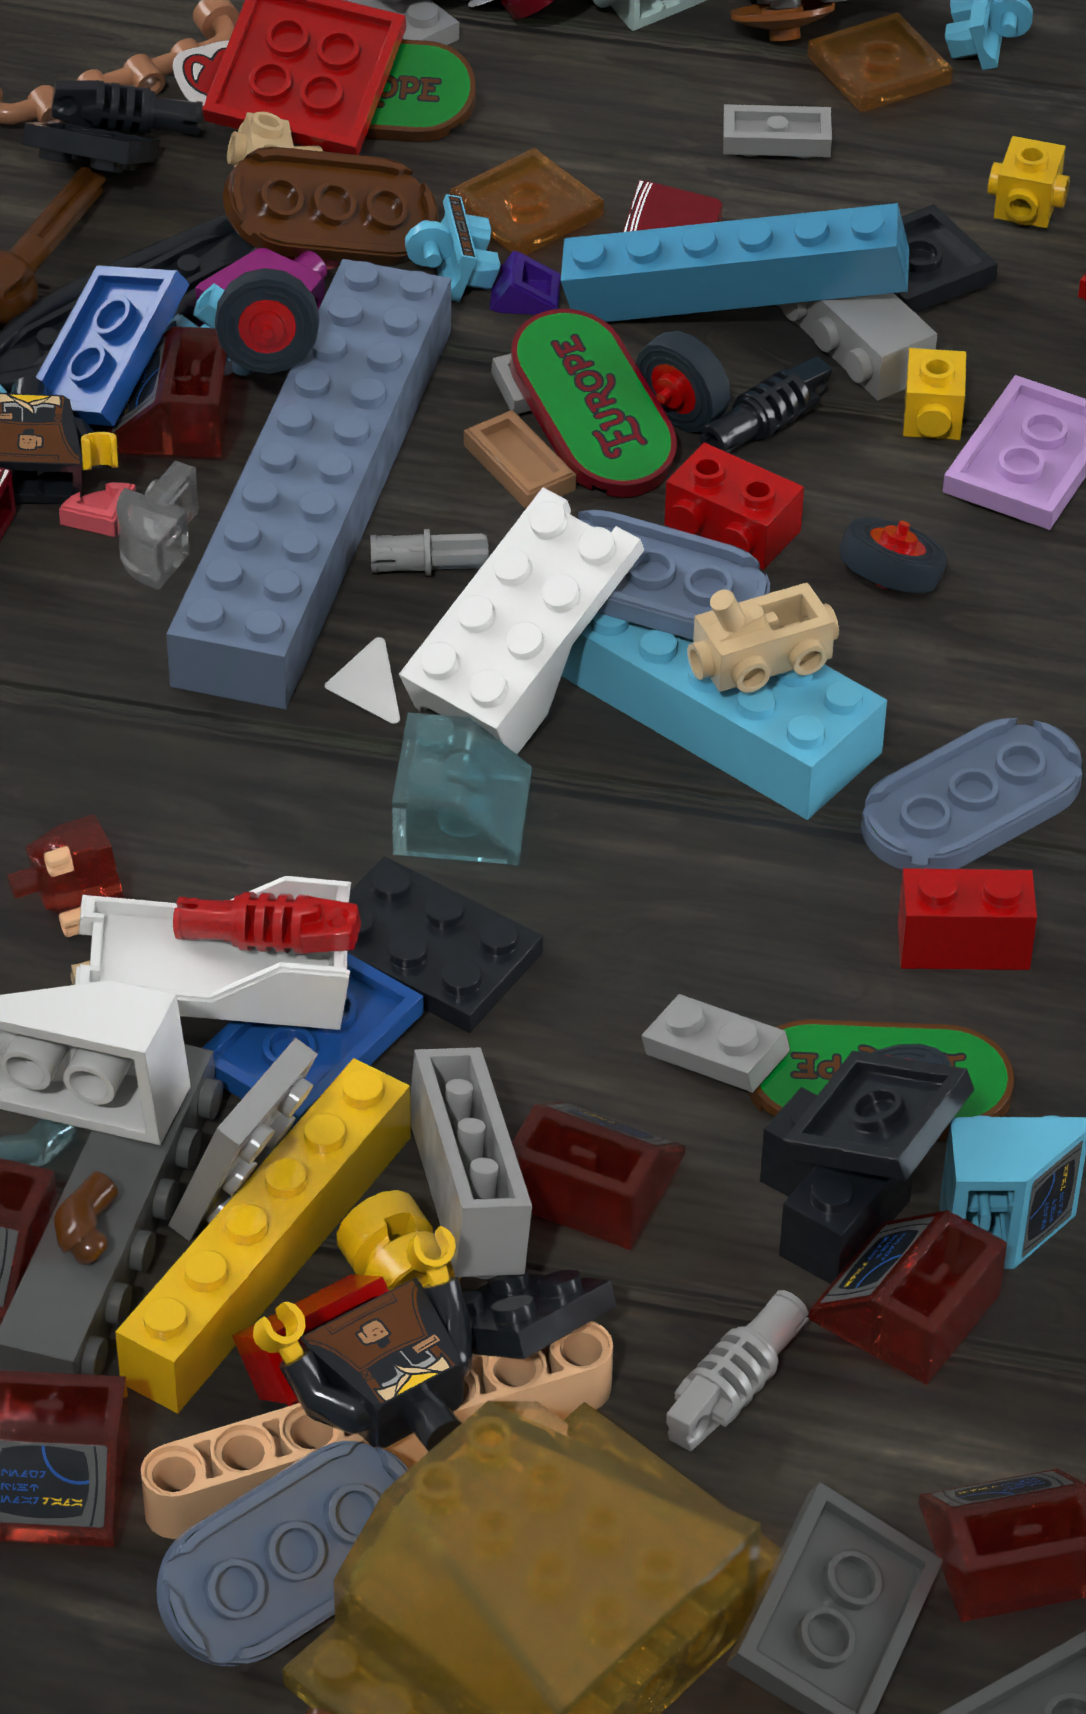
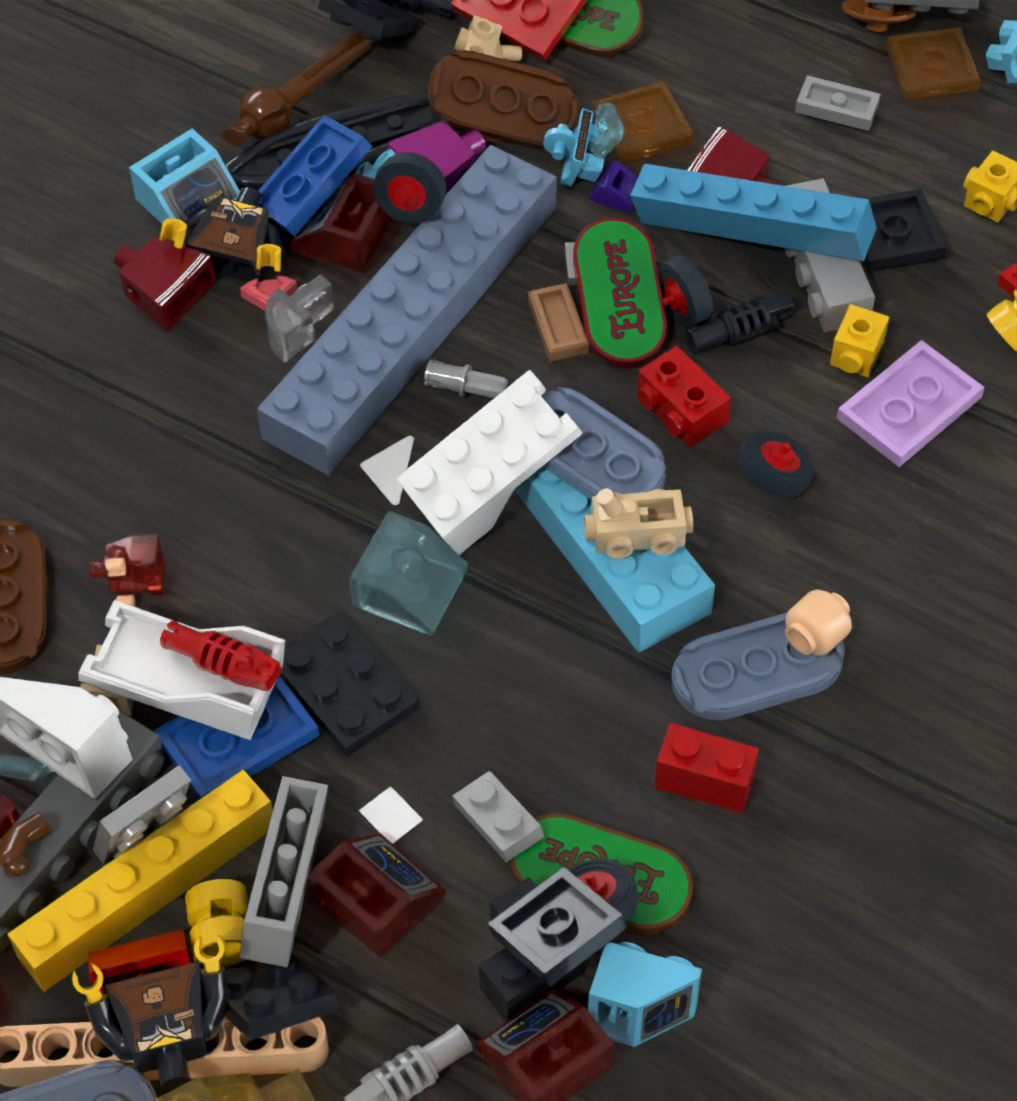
camera: 20 degrees right, 10 degrees up
(490, 212) = (609, 130): none -> clear light blue arm
(561, 1080) = (391, 815): none -> white sticker
(1036, 717) = (818, 622): none -> light nougat head

